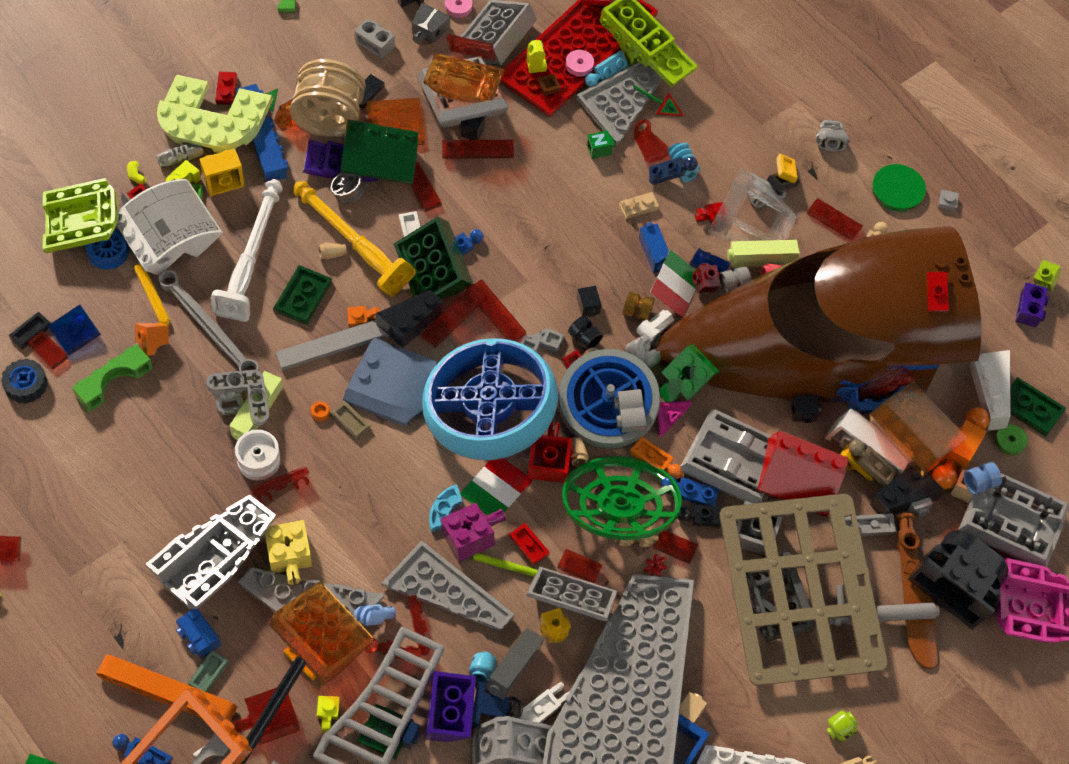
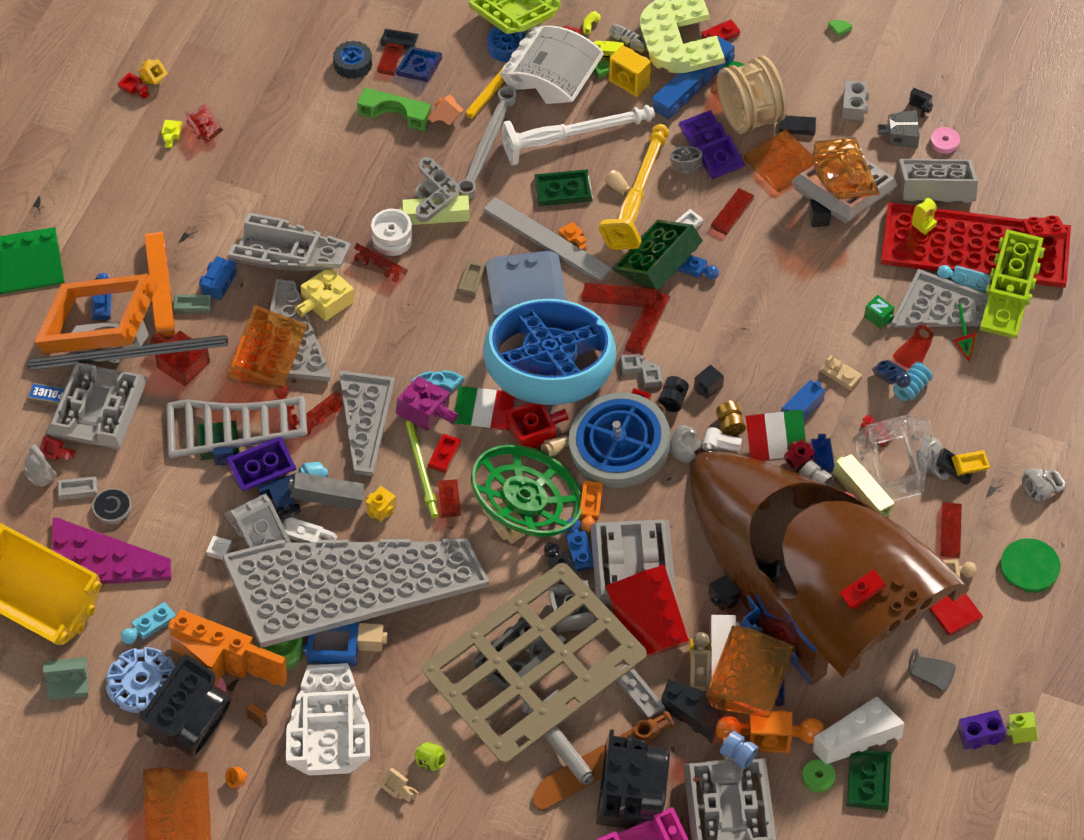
camera: 65 degrees right, 5 degrees down
(320, 411) = (464, 254): orange tile -> none
(327, 710) = (210, 393): neon yellow plate -> none
(374, 614) = (305, 376): light blue arm -> none
(379, 152) = (733, 159): dark green slope -> none
(410, 317) = (591, 264): black wedge -> none
(471, 47) = (898, 166): clear red tile -> none
(477, 149) = (801, 229): clear red plate -> none
(549, 85) = (906, 241): reddish brown plate -> none
(572, 594) = (409, 498): light grey slope -> none
(576, 57) = (947, 258): bright pink piece -> none
(631, 411) = (611, 455): light grey brick -> none
(655, 566) = (487, 552): red plant -> none
(669, 414) = (643, 495): dark pink tile -> none
(675, 546) = (518, 559): clear red tile -> none
(687, 374) = (684, 482): green brick -> none
(921, 507) = (687, 727): light grey plate -> none
(948, 200) = (1050, 613): light grey plate -> none

